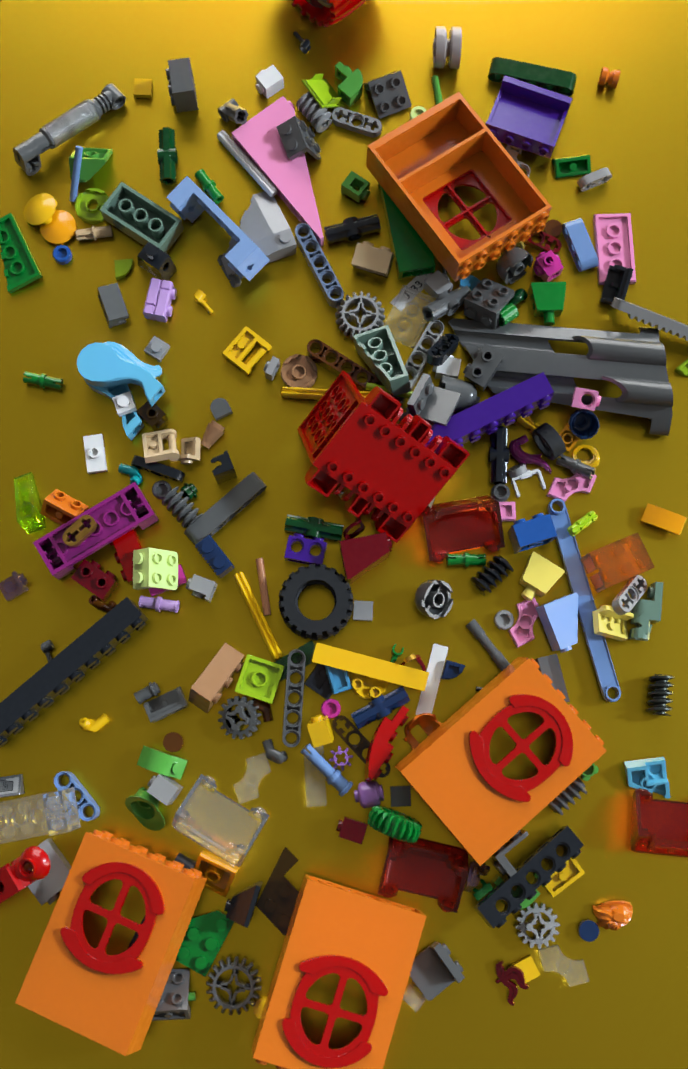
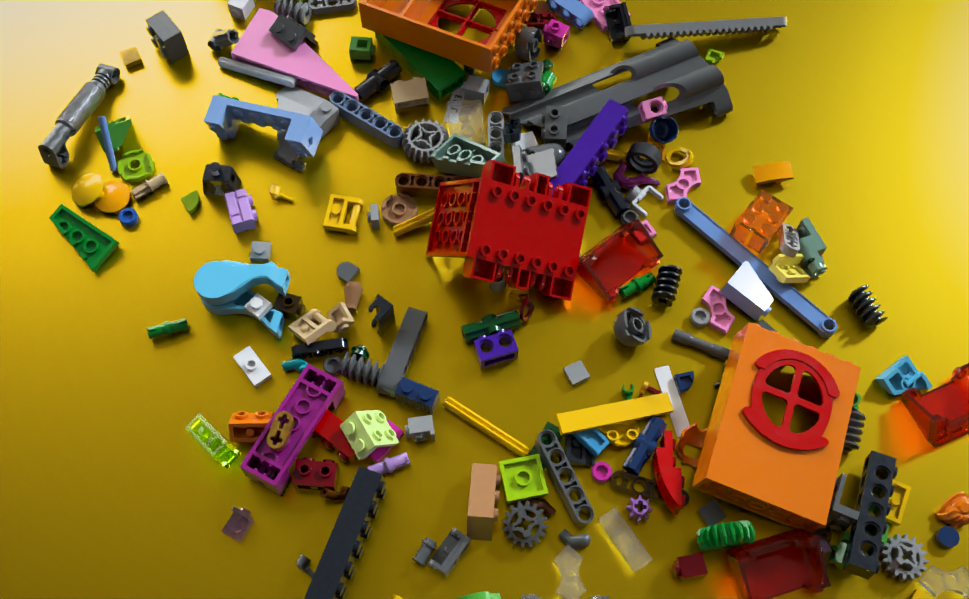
camera: 30 degrees left, 15 degrees down
(112, 305) = (199, 234): dark grey hinge -> none
(141, 218) = (186, 152): sand green brick -> none
(167, 156) = (183, 97): dark green piece -> none
(173, 742) = (476, 583): reddish brown tile -> none
(263, 587) = (475, 400): nougat bar -> none
(310, 576) = (532, 360): black tyre -> none
(320, 730) = (606, 494): yellow brick -> none
(333, 775) = (641, 528): medium blue pin -> none
(363, 554) = (547, 323): dark red slope -> none
(369, 794) = (684, 526): medium lavender head -> none
(445, 304) = (492, 96): dark grey piece -> none
(532, 533) = (678, 233): blue brick -> none
(539, 576) = (705, 265): light yellow torso -> none
(547, 300) = (571, 58): green torso -> none
(576, 466) = (677, 167): dark grey pin -> none
(582, 523) = (712, 207): lime axle -> none

